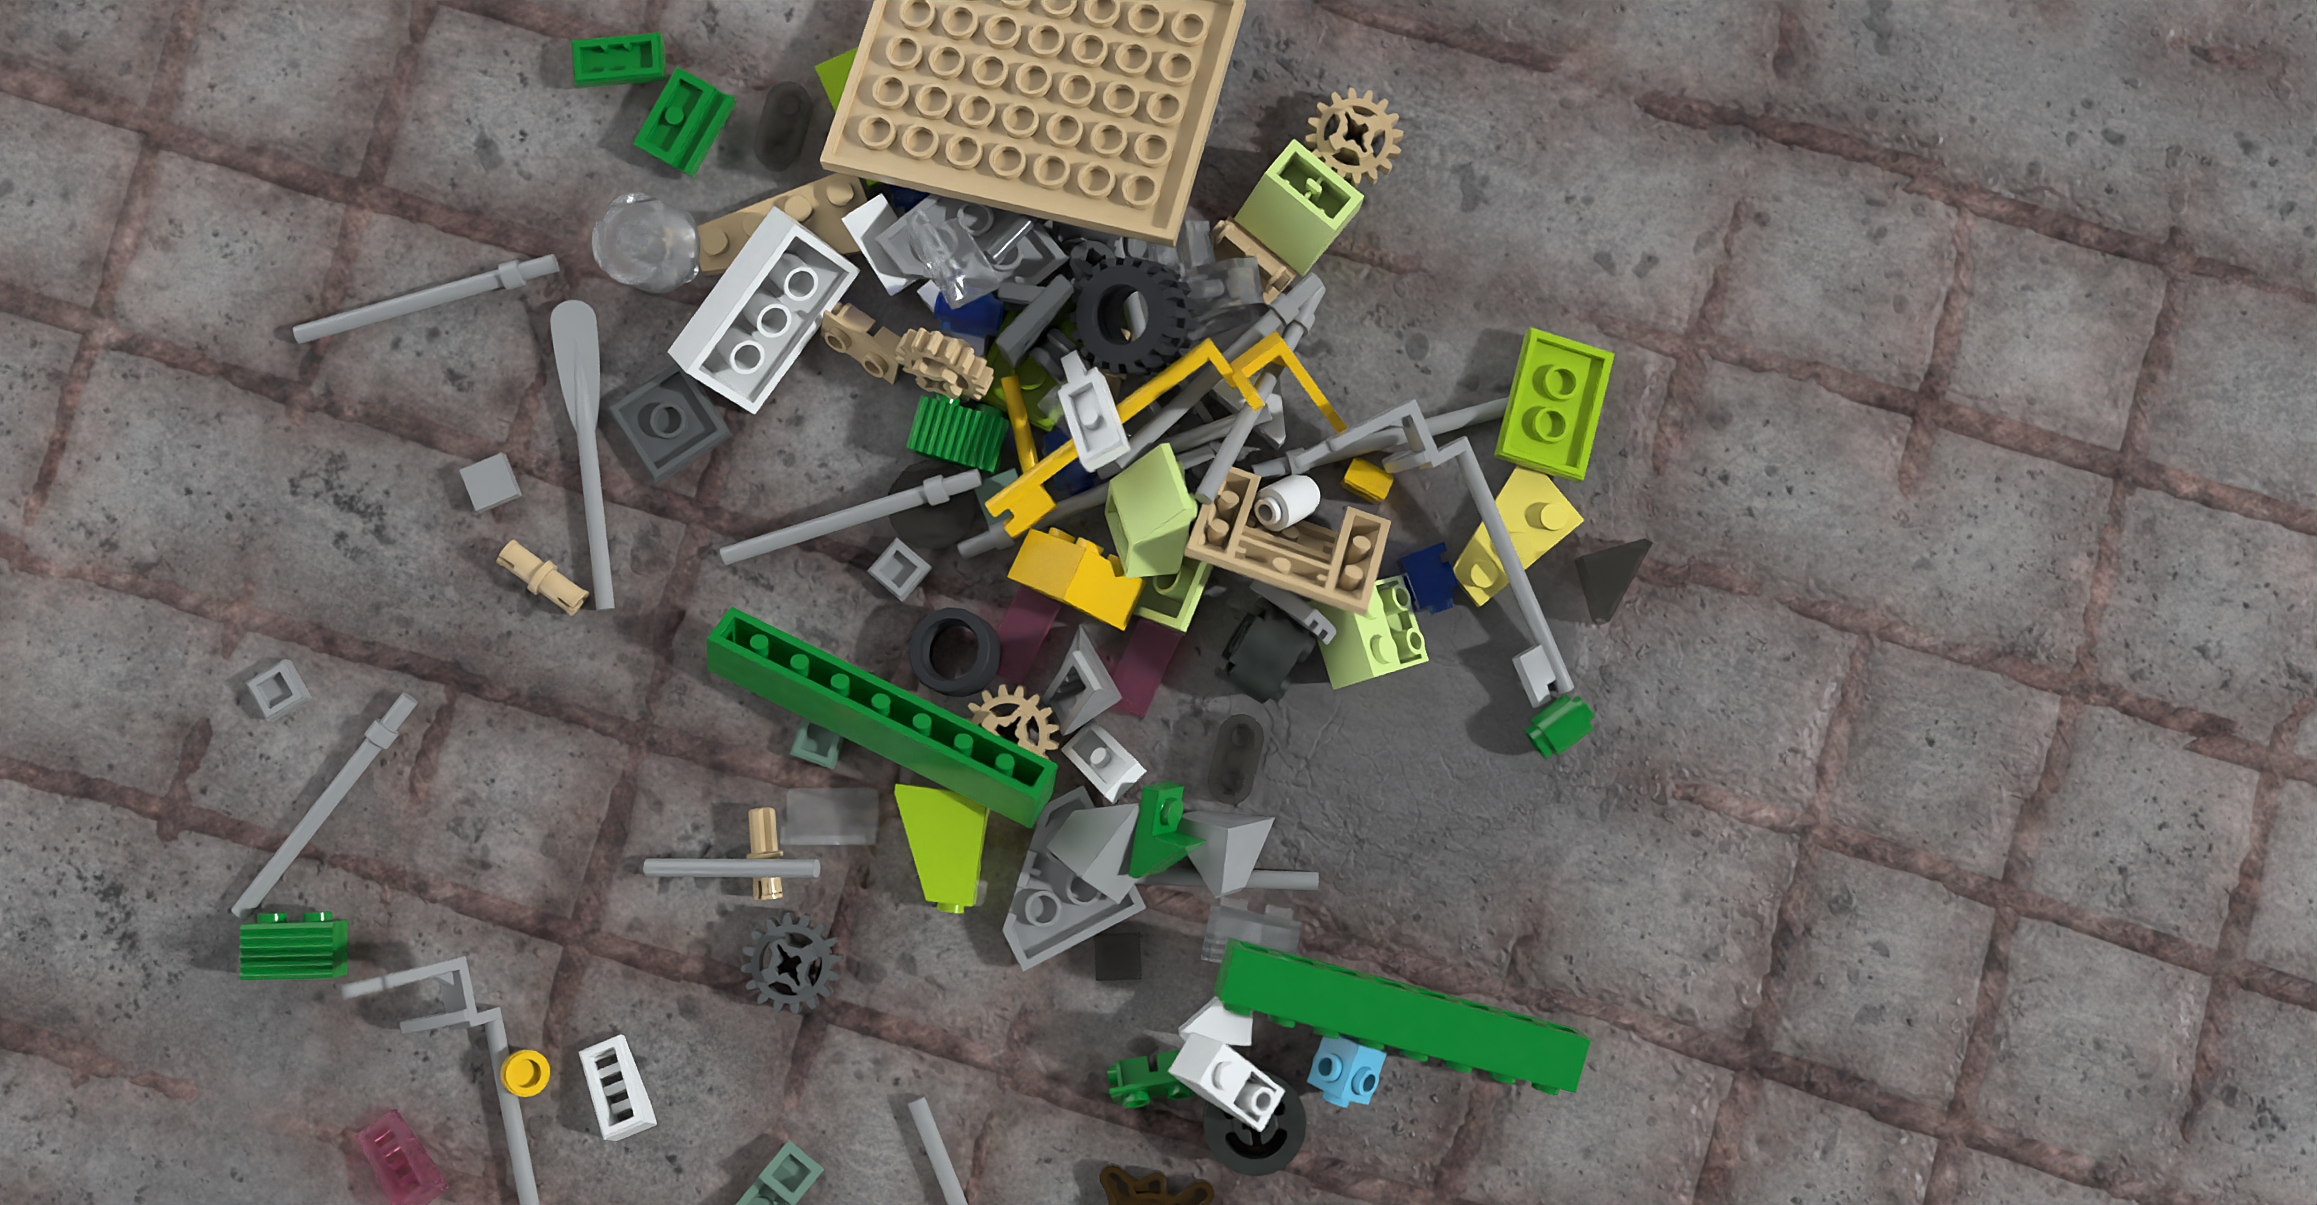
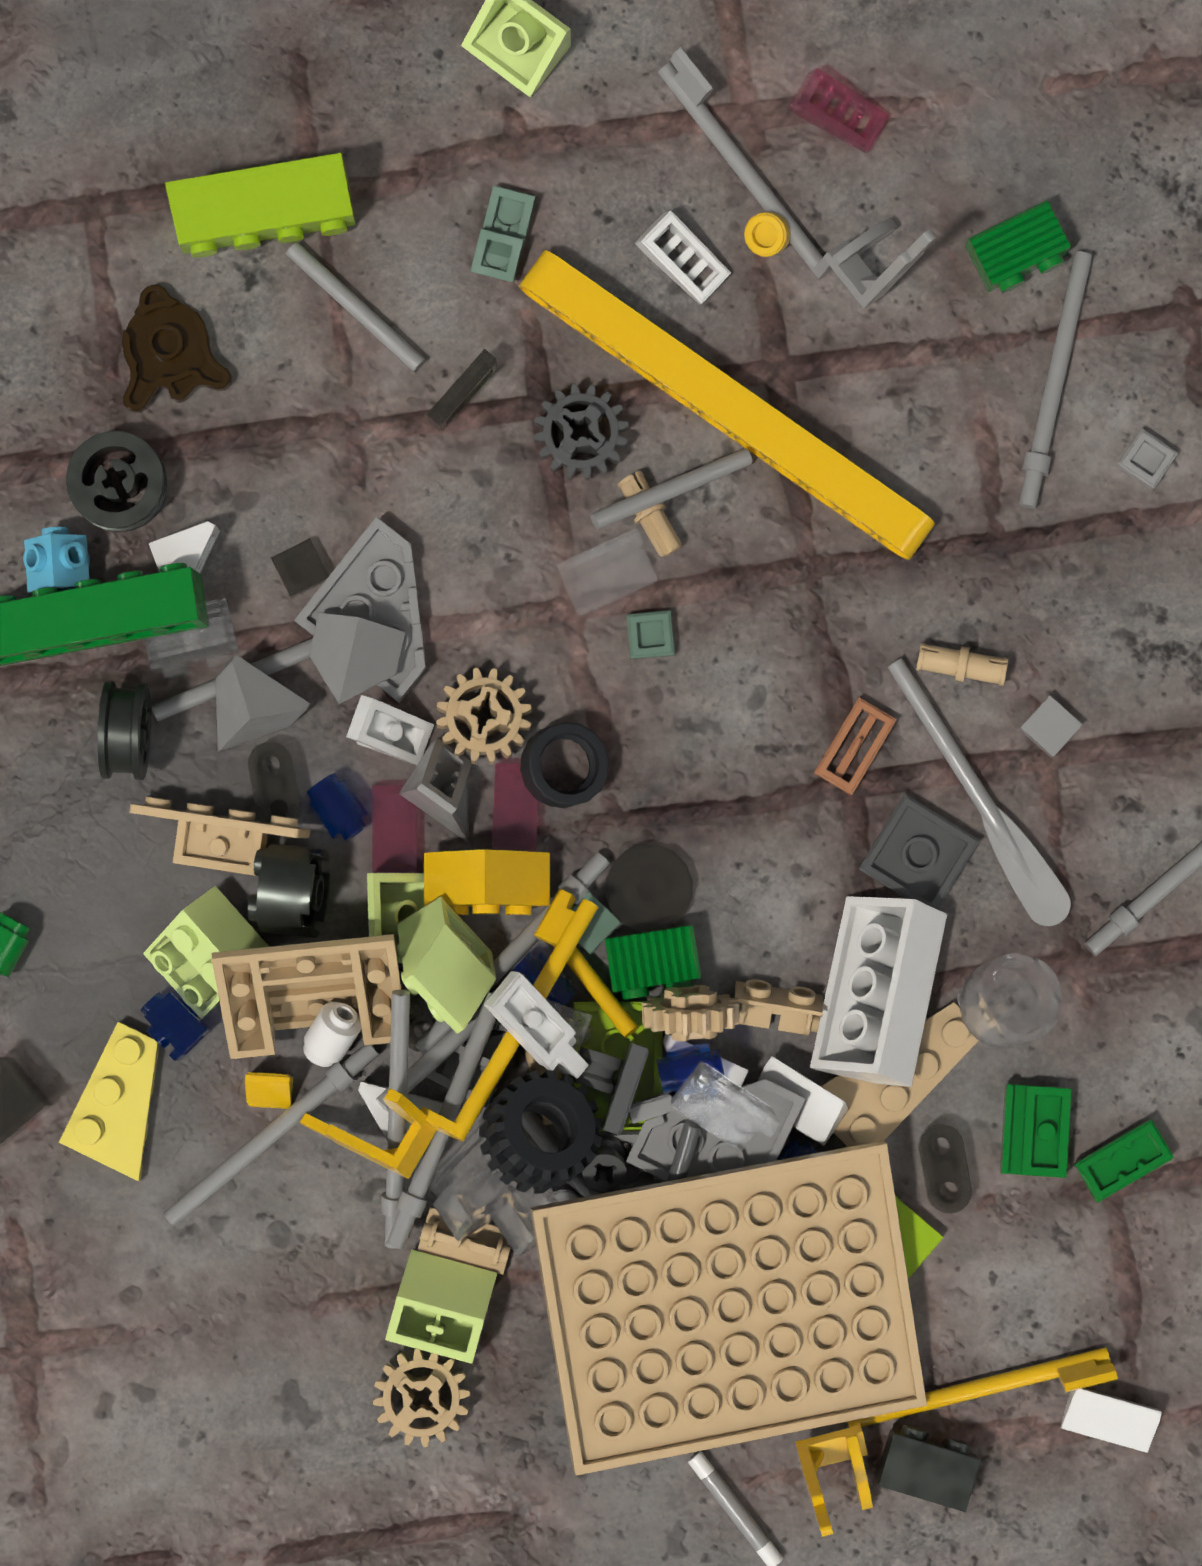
camera: 150 degrees right, 0 degrees up
(644, 927) = (727, 405): none -> yellow beam
(712, 527) = (836, 778): none -> nougat tile
(881, 717) = (600, 677): green brick -> none
(885, 1055) = (462, 390): none -> clear smoke tile
(899, 569) = (651, 817): light grey tile -> none
(935, 491) = (650, 899): light grey bar -> none
(945, 841) = (496, 598): lime slope -> none
(1139, 1084) = (231, 467): green hinge -> none
(1156, 836) = (310, 684): green slope -> none
(1185, 711) = (337, 807): none -> clear blue brick
(1226, 1080) = (155, 504): white slope -> none
(1297, 609) = (268, 936): light grey tile -> none
(1310, 730) = (218, 840): none -> tan bracket
(1353, 875) = (124, 730): none -> pearl dark grey wheel
(1537, 664) = (44, 992): light grey piece -> none
(1554, 405) = (131, 1234): lime tile -> none

